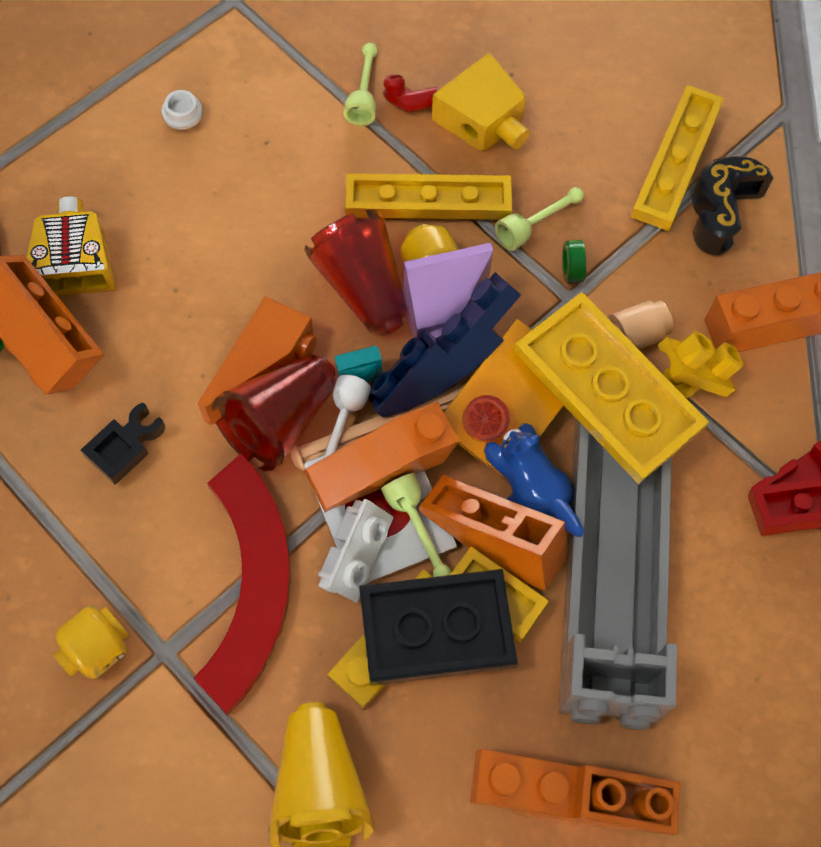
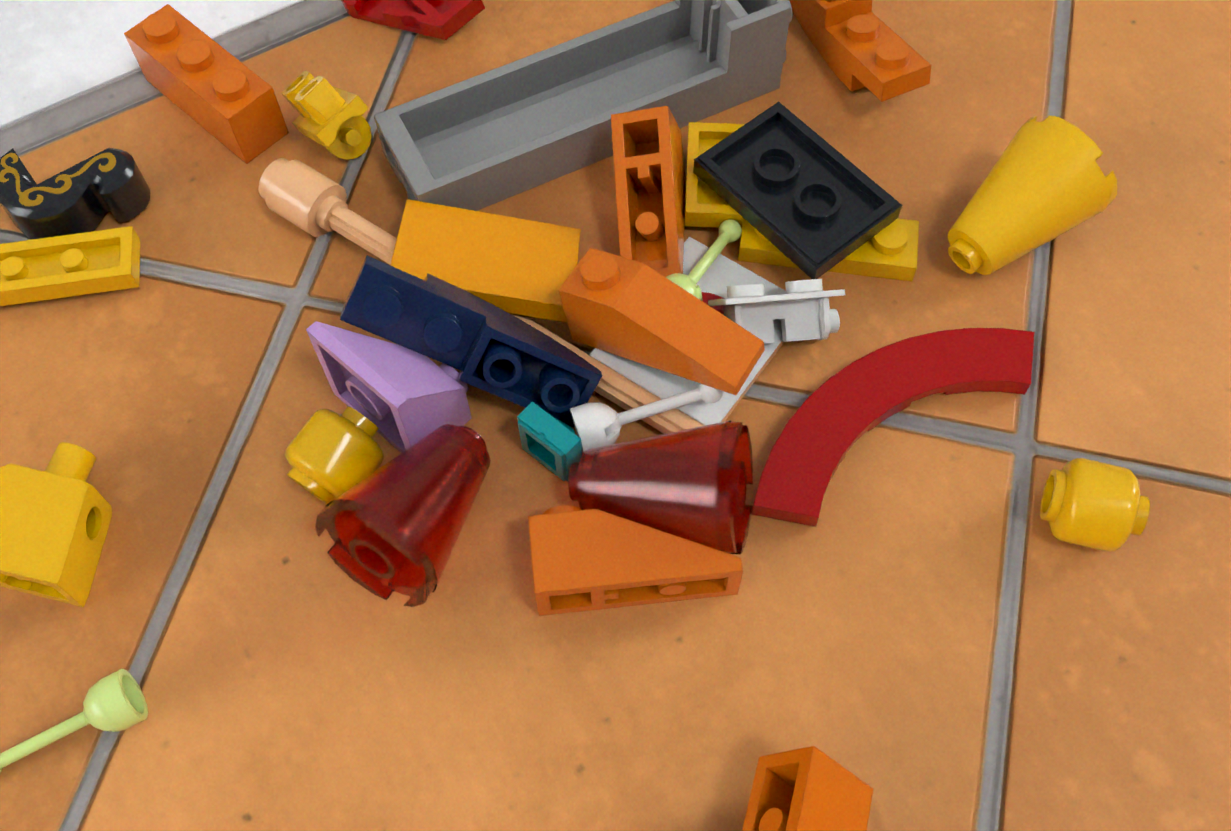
camera: 120 degrees left, 5 degrees down
(120, 448) = (860, 652): black plate -> none
(405, 98) = (65, 652): red arm -> none
(429, 196) = (237, 522): yellow plate -> none
(485, 418) = (533, 259): clear red tile -> none
(515, 230) = (231, 388): yellowish green hinge -> none
(533, 477) = (572, 187): blue animal -> none
(574, 261) = (247, 299): green tile -> none
(610, 387) = (418, 151): yellow plate -> none

